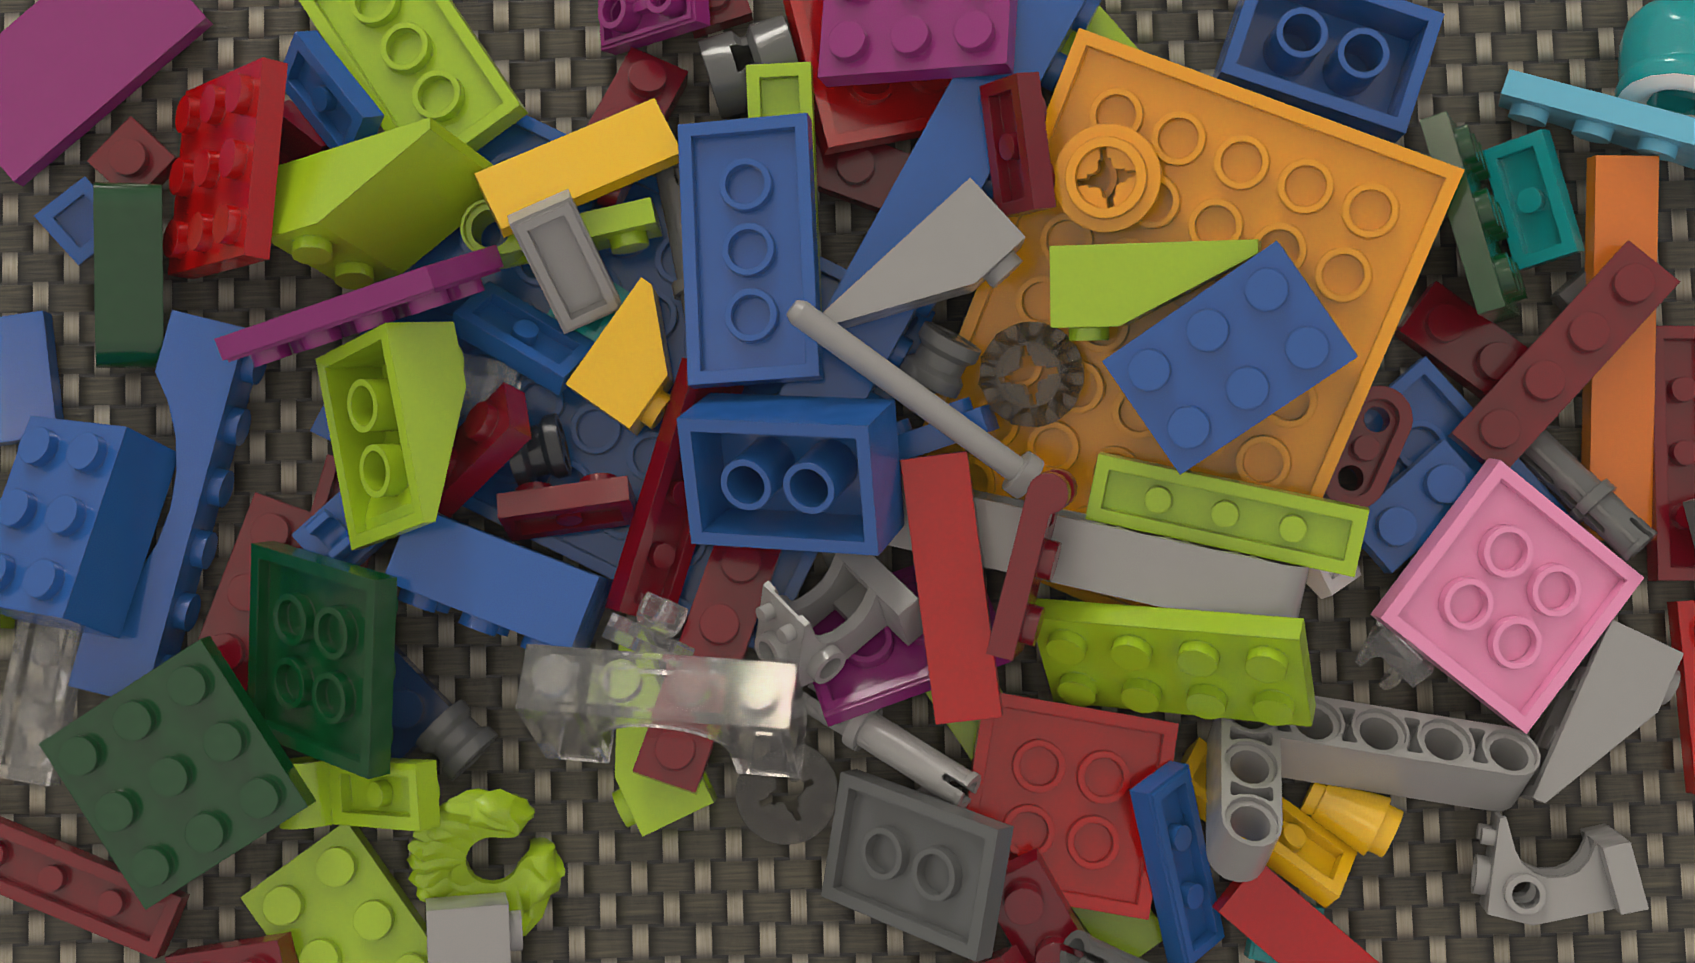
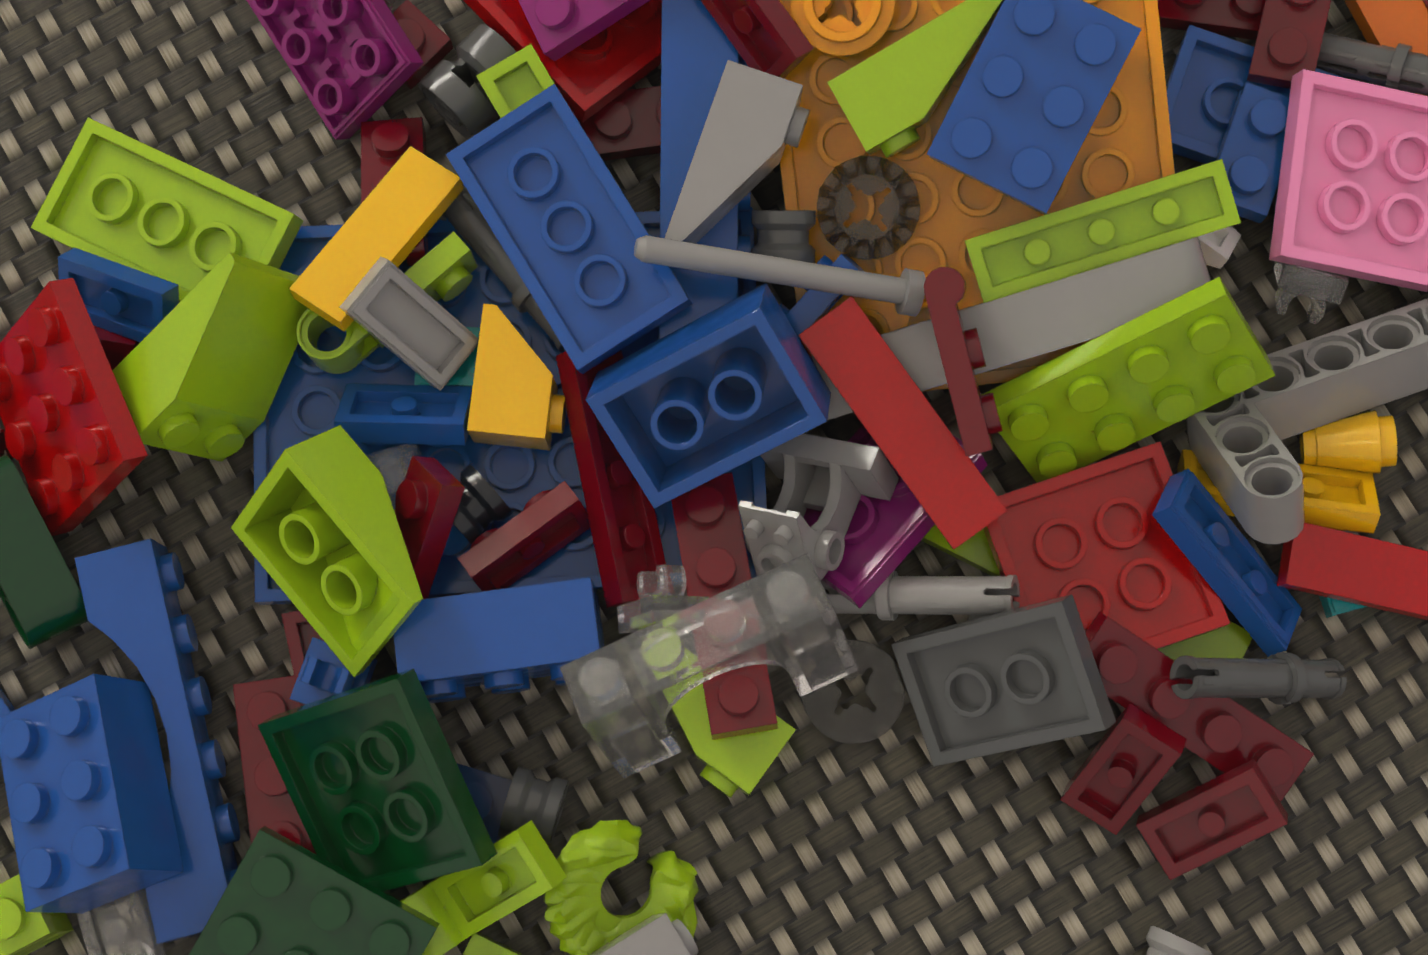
camera: 30 degrees left, 5 degrees down
(362, 308) = (249, 459): magenta tile -> none
(1373, 453) = (1196, 125): dark red plate -> none

